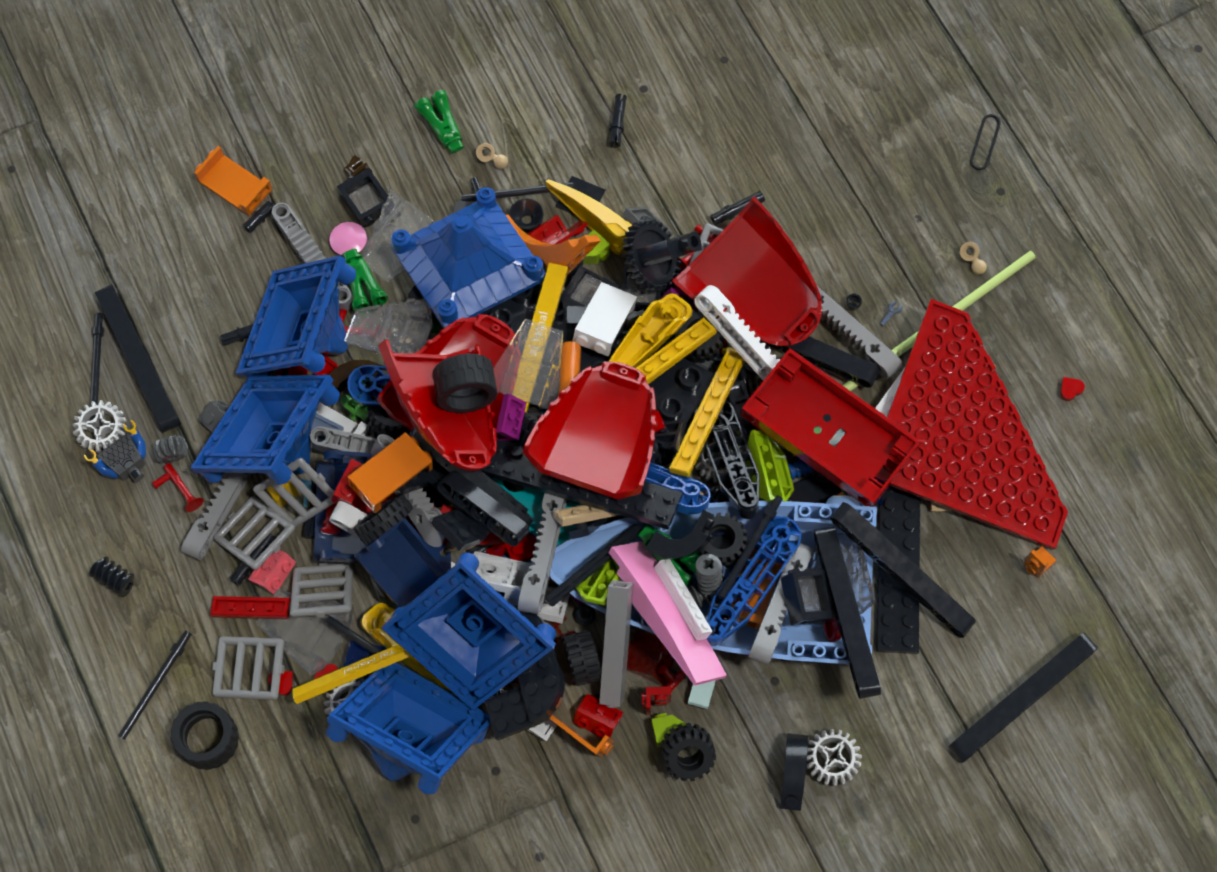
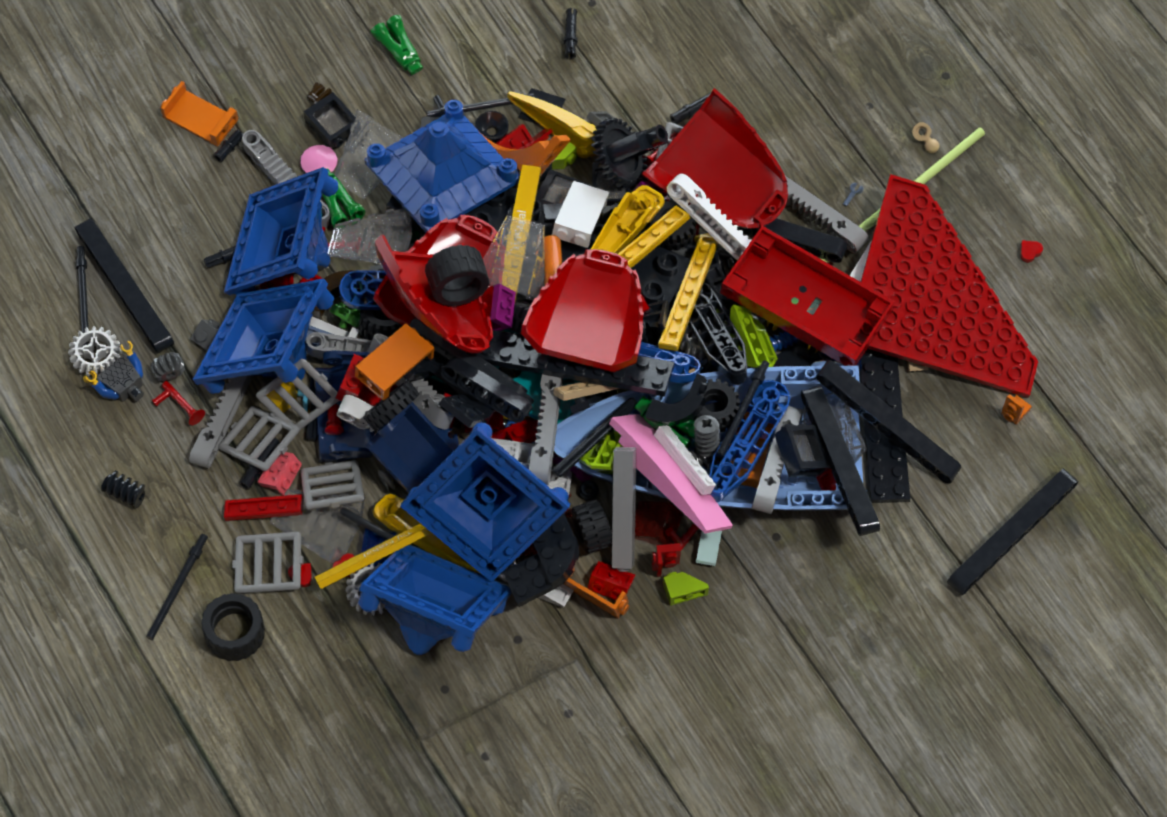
camera: 10 degrees left, 5 degrees down
(500, 161) = (460, 79): tan plate -> none
(691, 766) = (709, 616): black tyre -> none
(794, 771) = (804, 615): black arch -> none
(825, 751) = (852, 608): white gear -> none
(856, 298) = (817, 182): black hinge -> none
(993, 143) = (919, 29): black piece -> none

